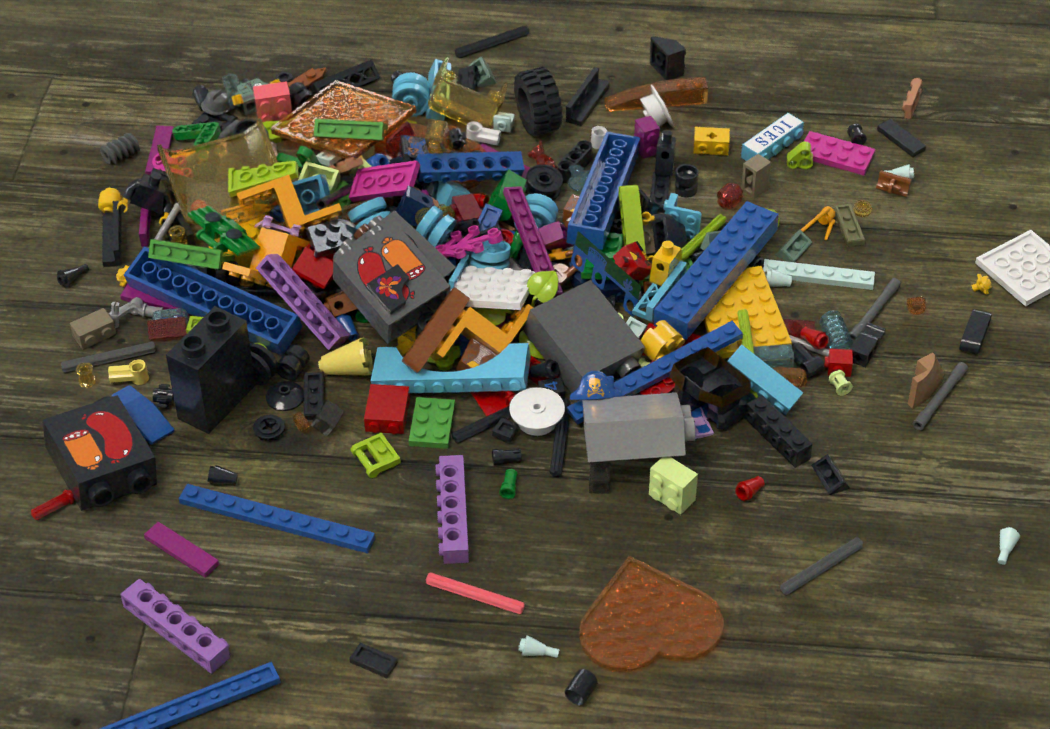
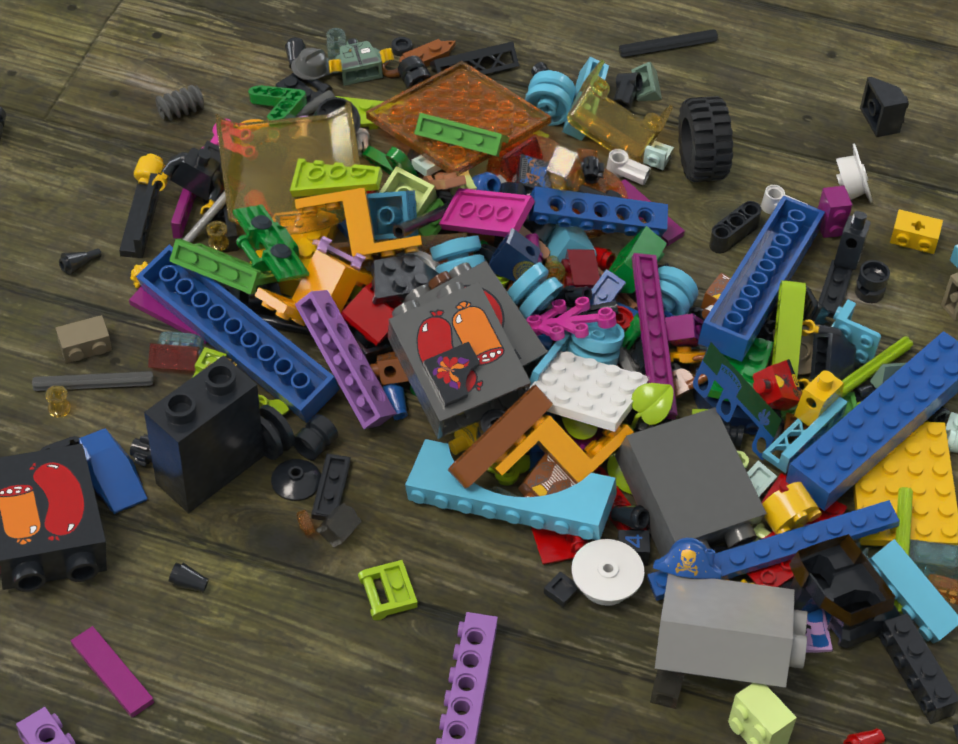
camera: 10 degrees right, 5 degrees up
(134, 372) = (117, 409): light yellow piece -> none
(135, 307) = (142, 319): light grey pin -> none
(163, 136) = (230, 106): magenta tile -> none
(271, 421) = (273, 516): black gear -> none
(272, 101) = (377, 76): coral brick -> none
(277, 518) = (243, 654): blue plate -> none
(348, 360) = (385, 448): light yellow cone -> none
(387, 409) = (417, 527): red brick -> none
(432, 422) = (470, 557): bright green plate -> none
(481, 425) = (532, 574): black axle -> none
(501, 456) = (547, 626): black pin -> none
(508, 487) = (546, 672): green pin -> none
(539, 155) = (698, 224): clear red animal -> none
(543, 180) = (688, 249): black wheel -> none
(559, 442) = (628, 621): black axle -> none
(578, 177) = (735, 250): clear light blue plate -> none
(586, 98) = (768, 142): black fence -> none
(672, 92) = (876, 155): clear orange wedge -> none
(729, 195) = (924, 313): clear red head -> none

